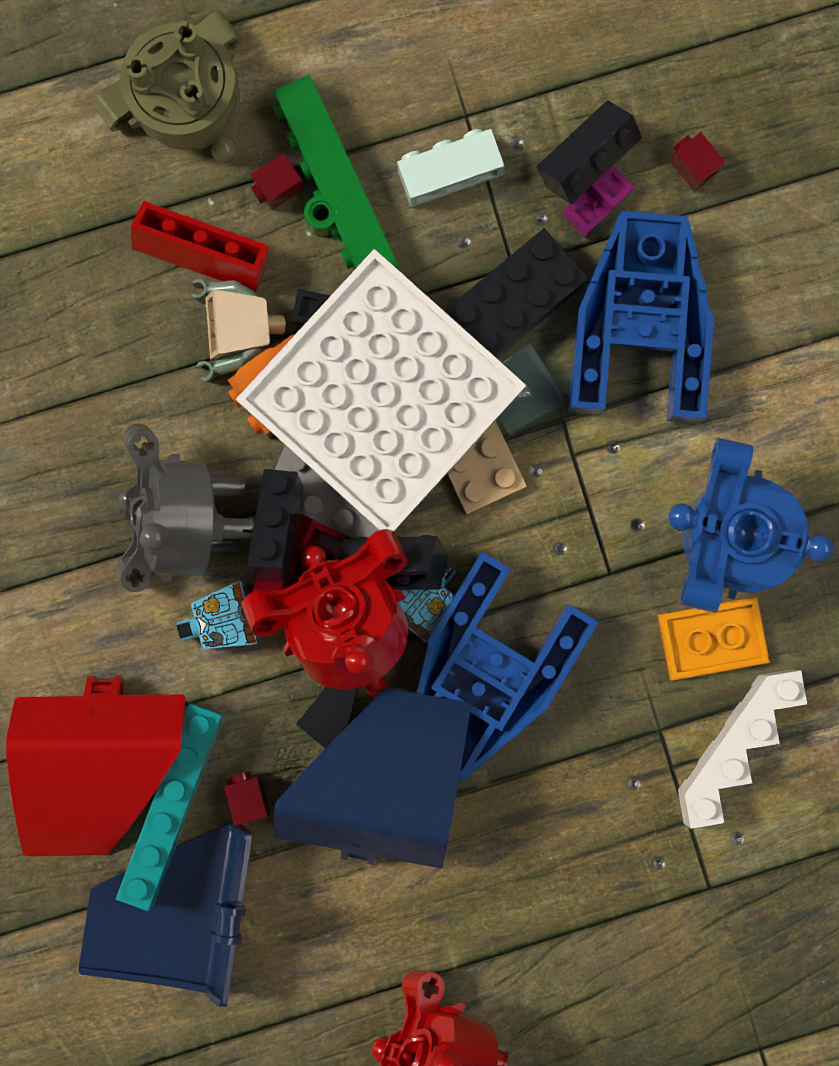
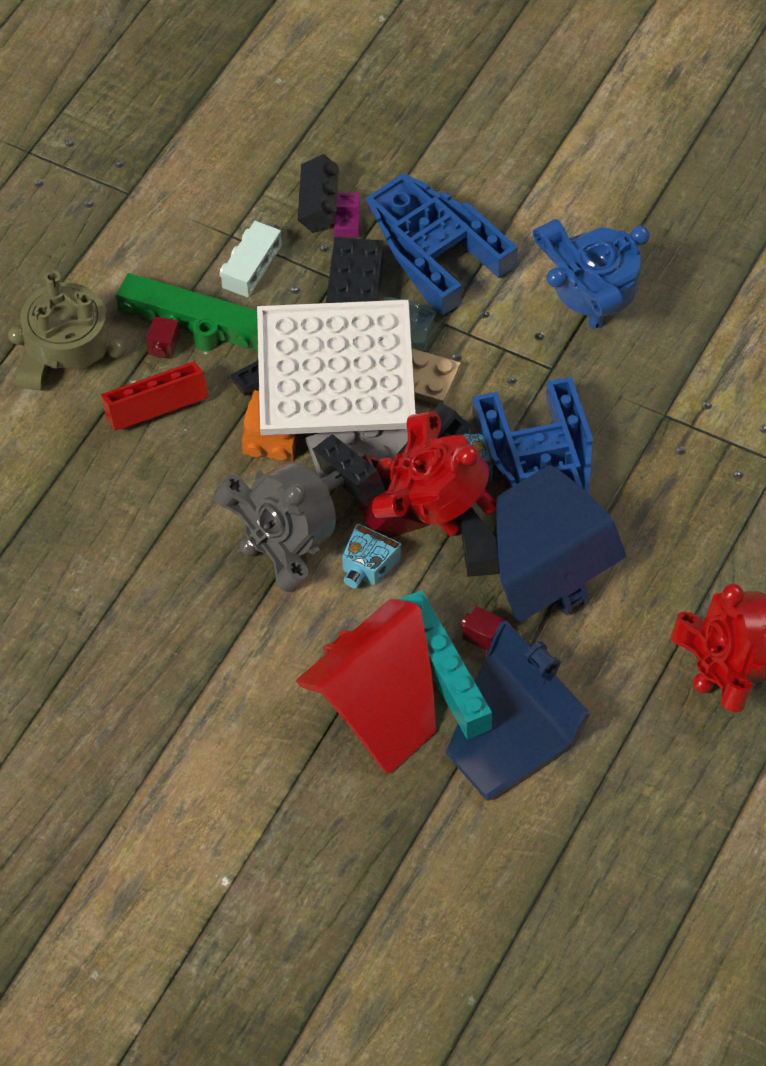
camera: 45 degrees left, 30 degrees down
(236, 325) = (215, 414): tan torso -> none
(696, 160) = (378, 156): dark red brick -> none
(713, 642) = (640, 350): light orange tile -> none
(726, 757) = (713, 388): white brick -> none

